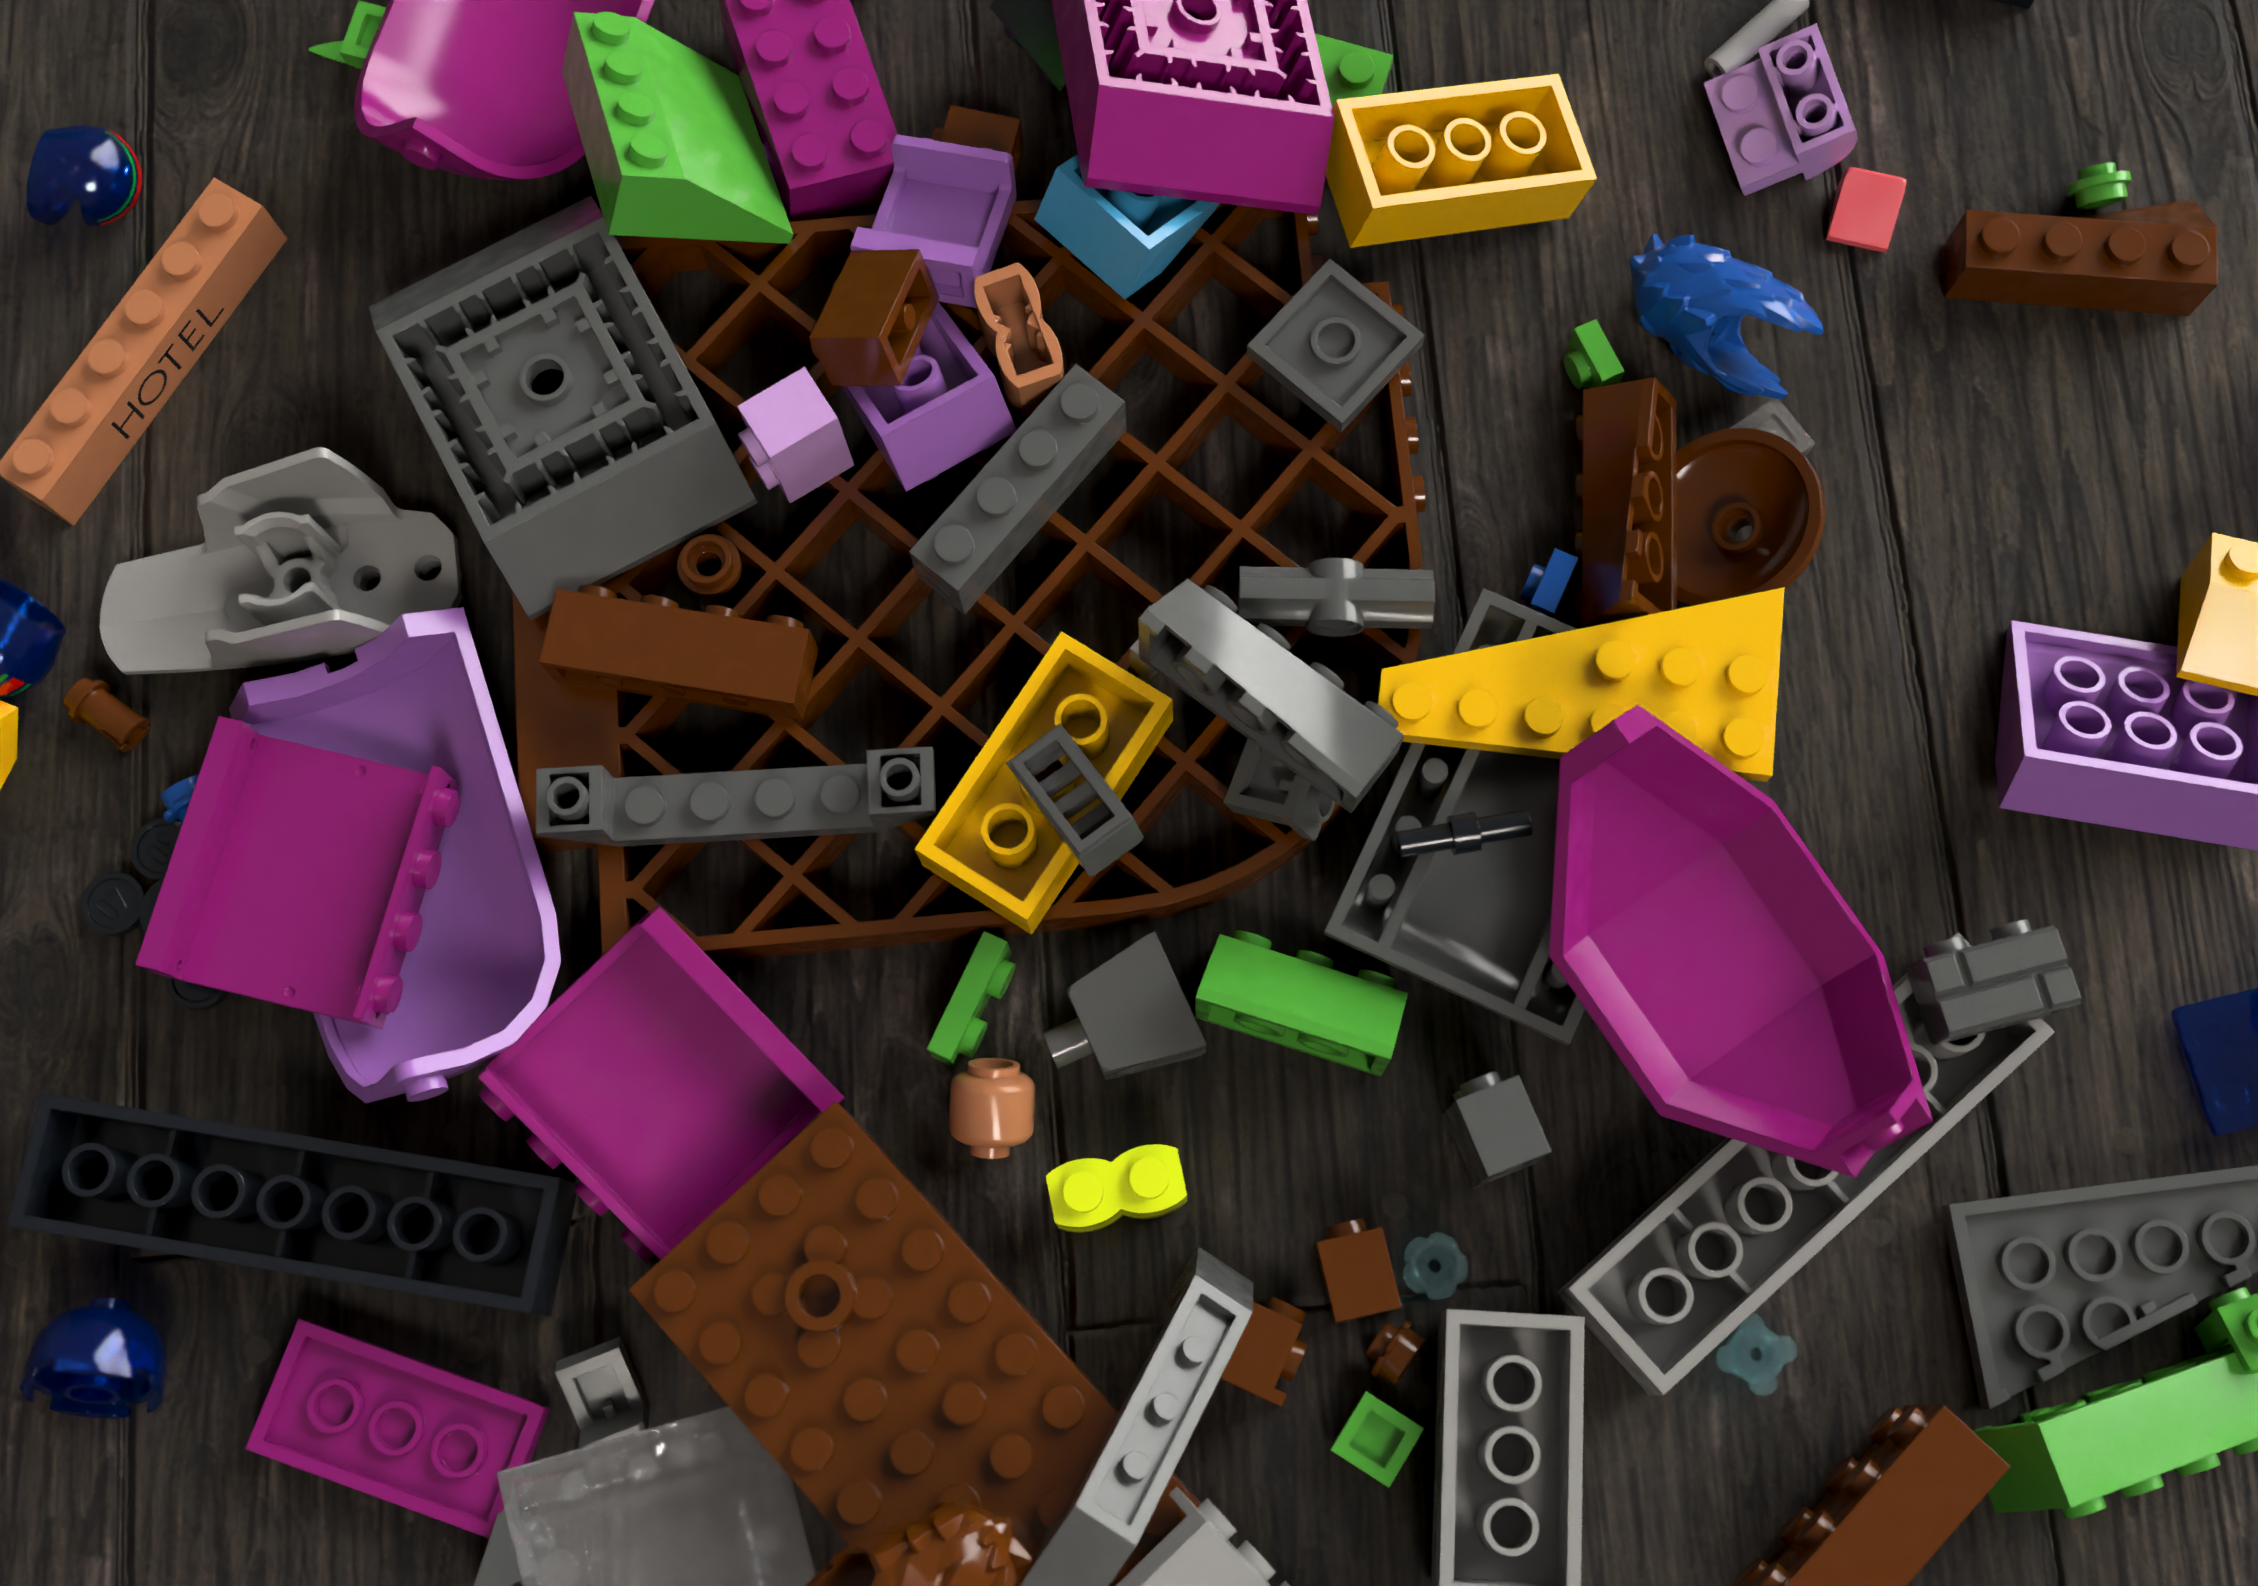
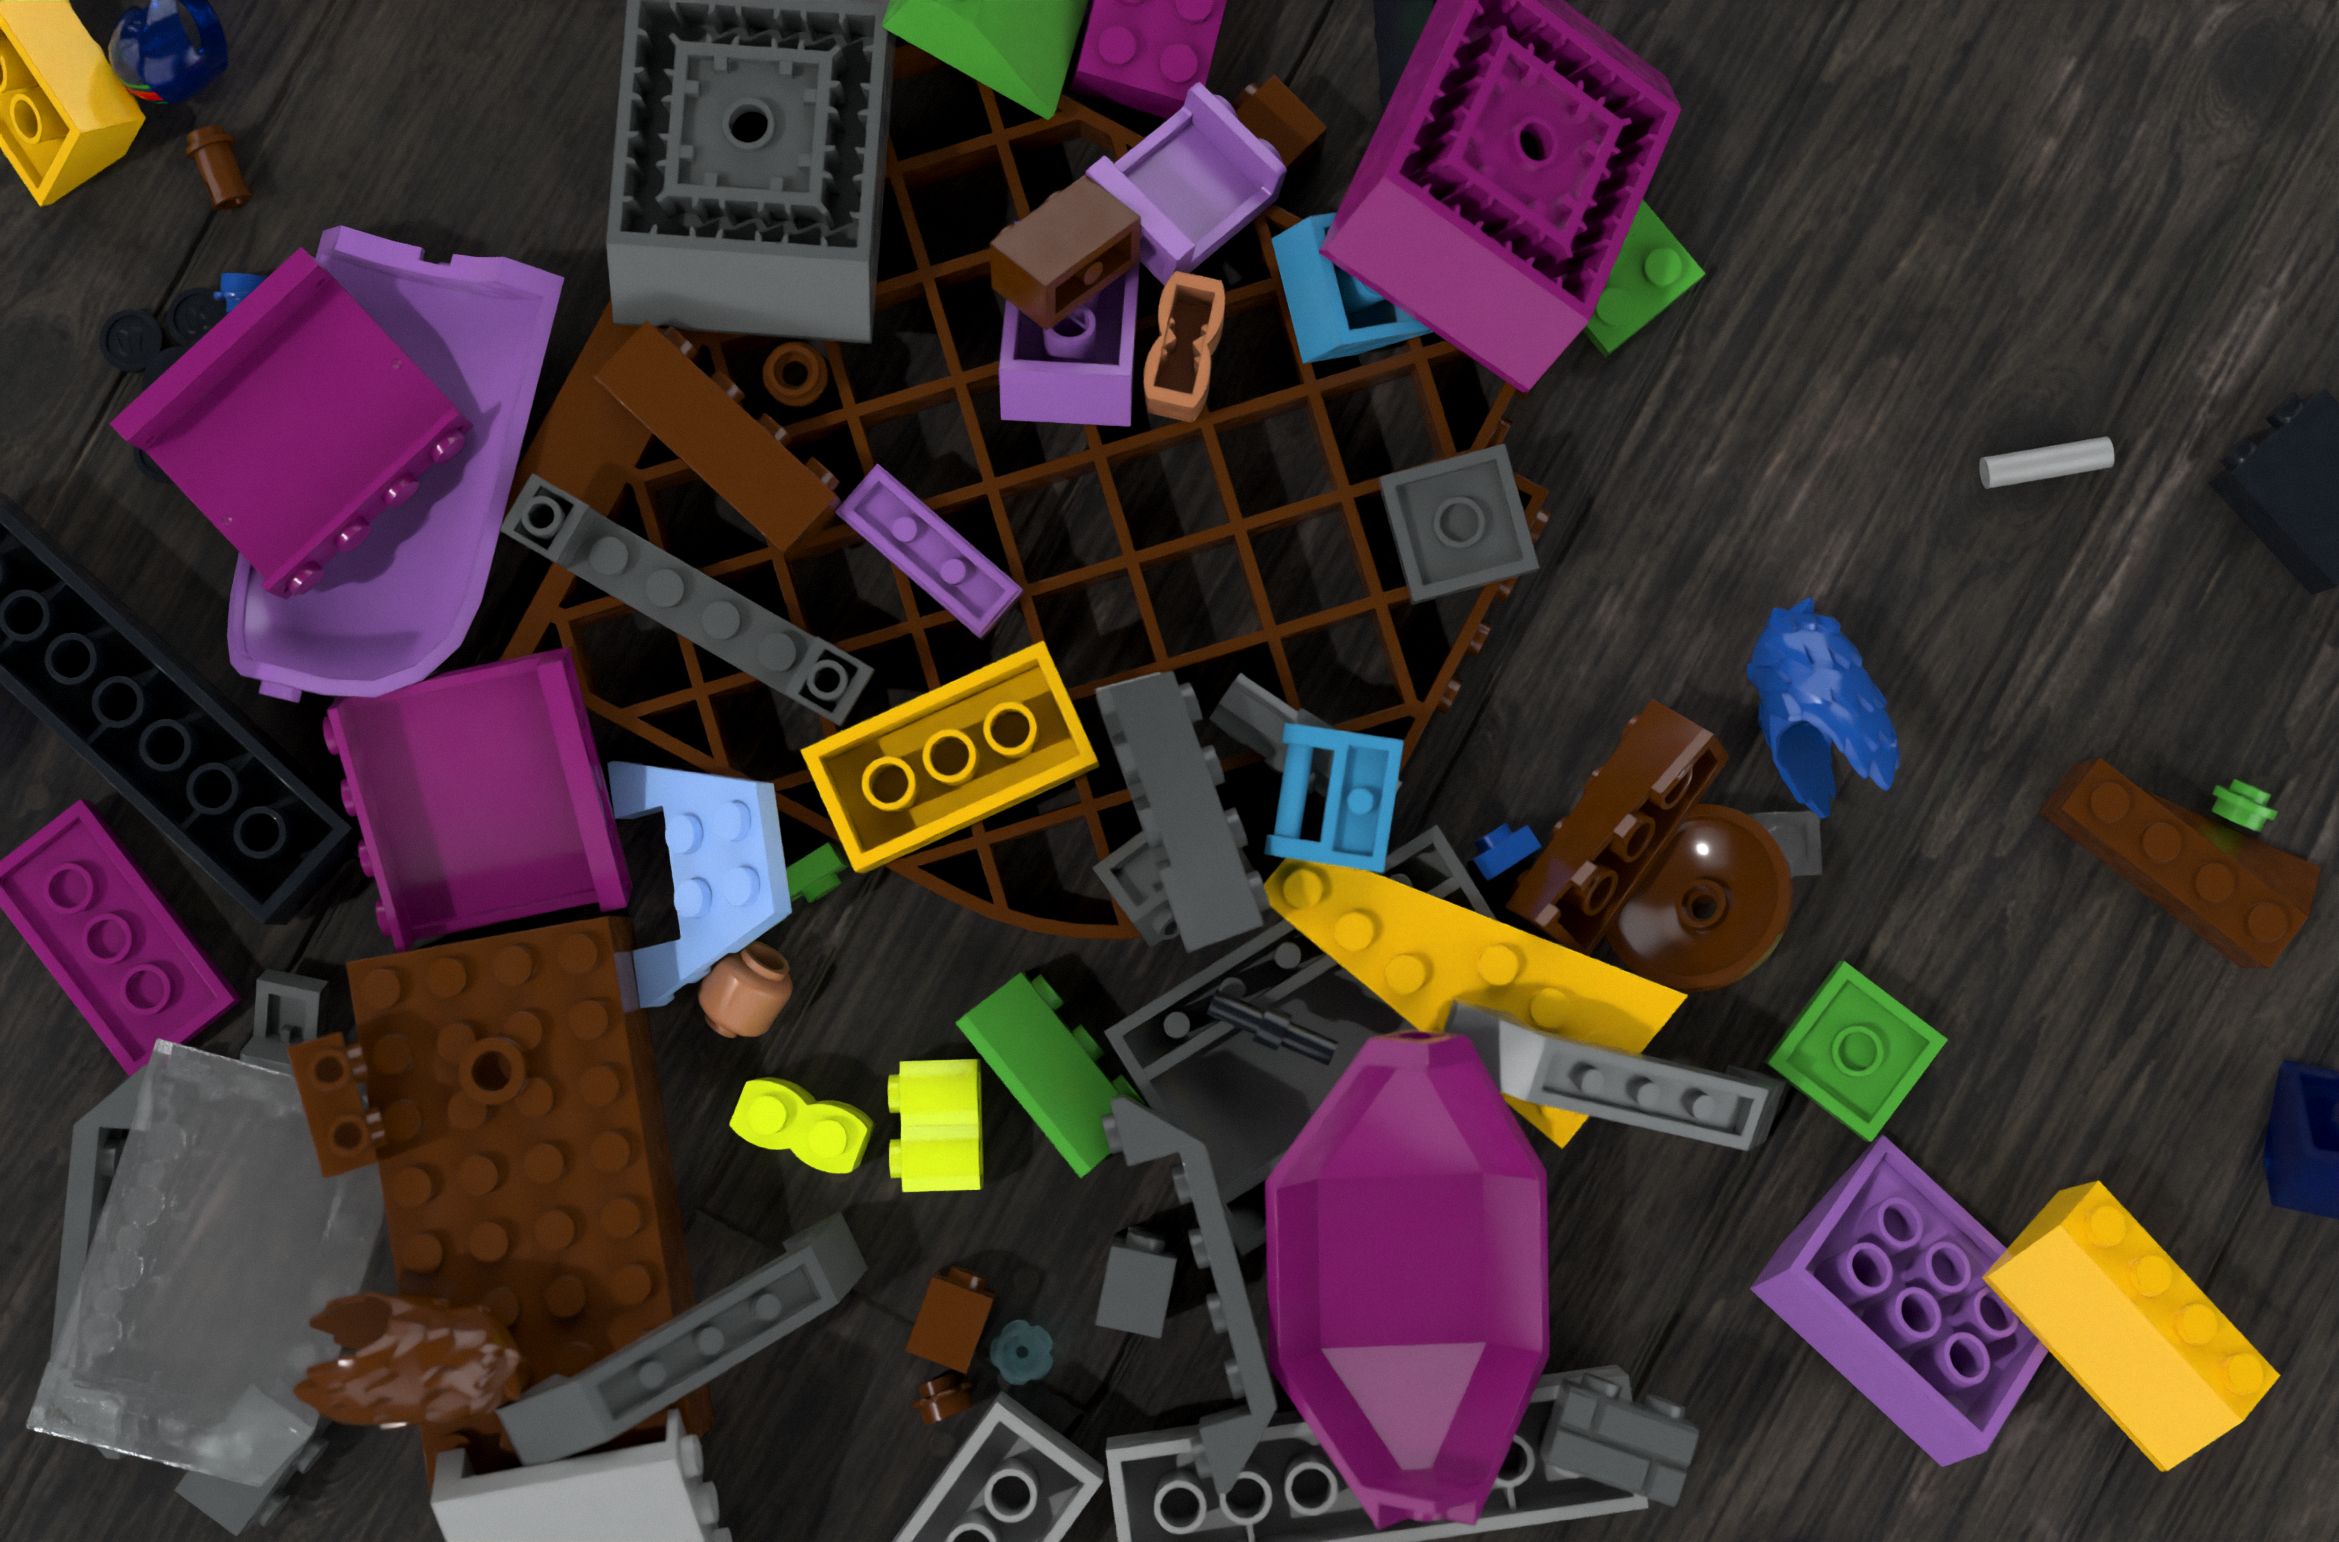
camera: 30 degrees right, 10 degrees up
(280, 573) = (433, 144): light grey piece -> none
(695, 1418) = (328, 1083): none -> reddish brown plate
(794, 436) = (930, 312): lavender brick -> none
(908, 1004) = (722, 864): none -> light blue wing
(915, 638) = (929, 552): none -> medium lavender tile
(1019, 489) = (1099, 481): dark grey brick -> none
(1101, 833) = (957, 853): dark grey slope -> none
(1128, 1015) = (905, 987): dark grey torso -> none
(1234, 1113) = (938, 1125): none -> neon yellow brick
(1267, 1351) = (839, 1335): reddish brown brick -> none
(1376, 1439) = (881, 1458): bright green plate -> none
(1408, 598) = (1356, 802): none -> dark azure plate
(1456, 160) = (1682, 418): yellow brick -> none
(1591, 359) = (1681, 675): bright green plate -> none
(1671, 1198) = (1231, 1434): none -> dark grey slope
(1779, 685) = (1618, 1083): none -> dark grey slope
(1783, 112) = (2008, 555): lavender brick -> none
(1866, 209) = (2022, 690): coral slope -> none
(1942, 566) = (1855, 1051): none -> bright green plate

